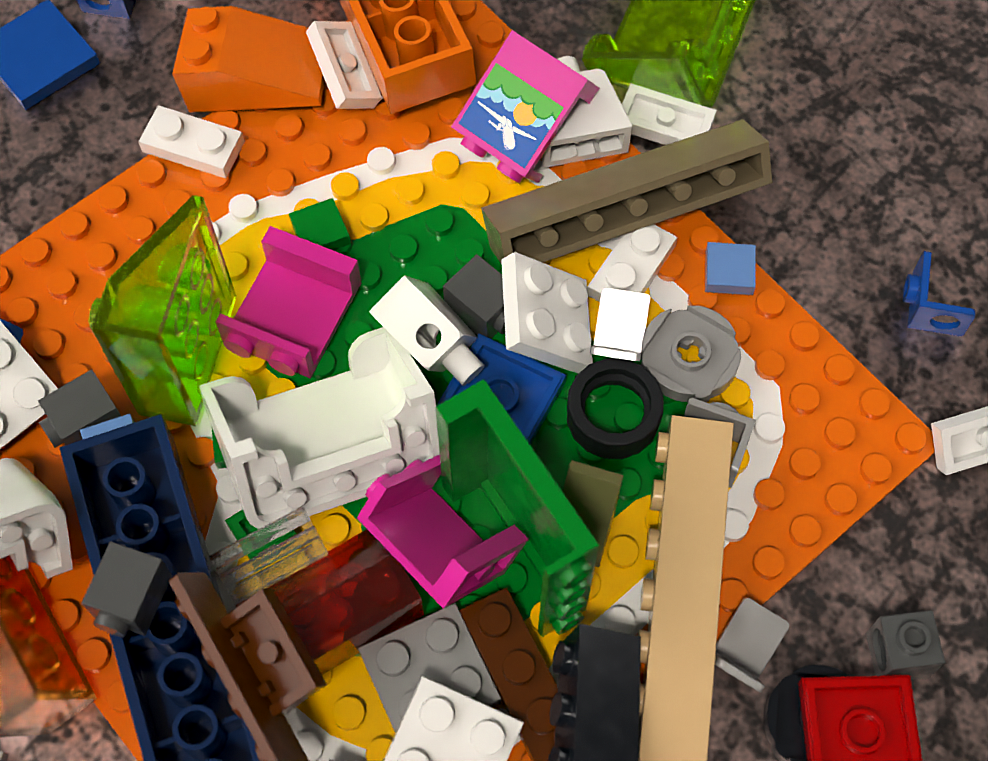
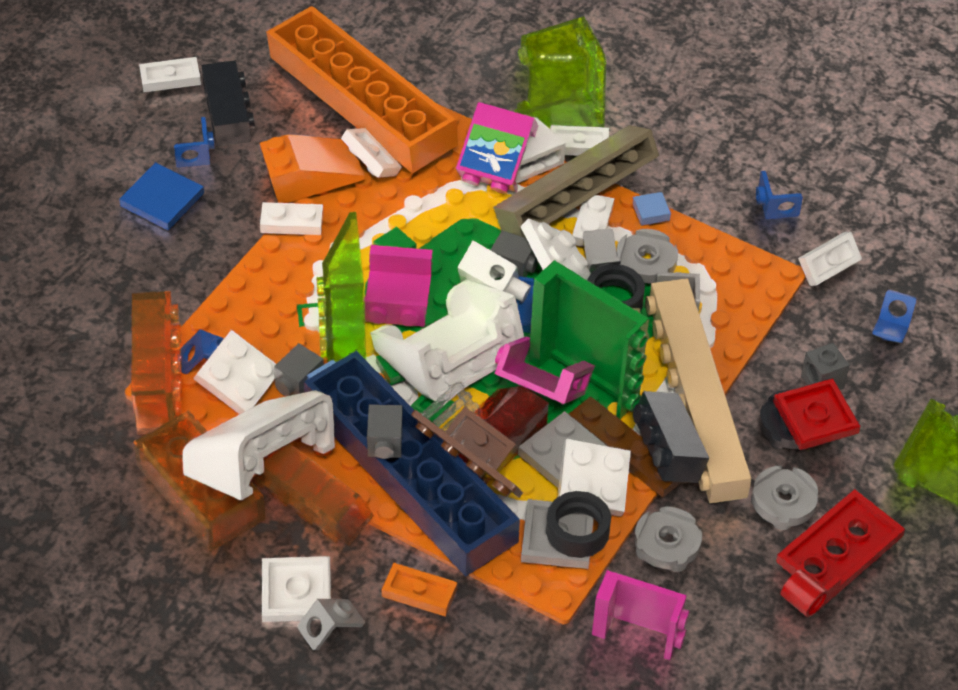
camera: 20 degrees left, 15 degrees down
(749, 642) = (739, 391): light grey bracket -> none

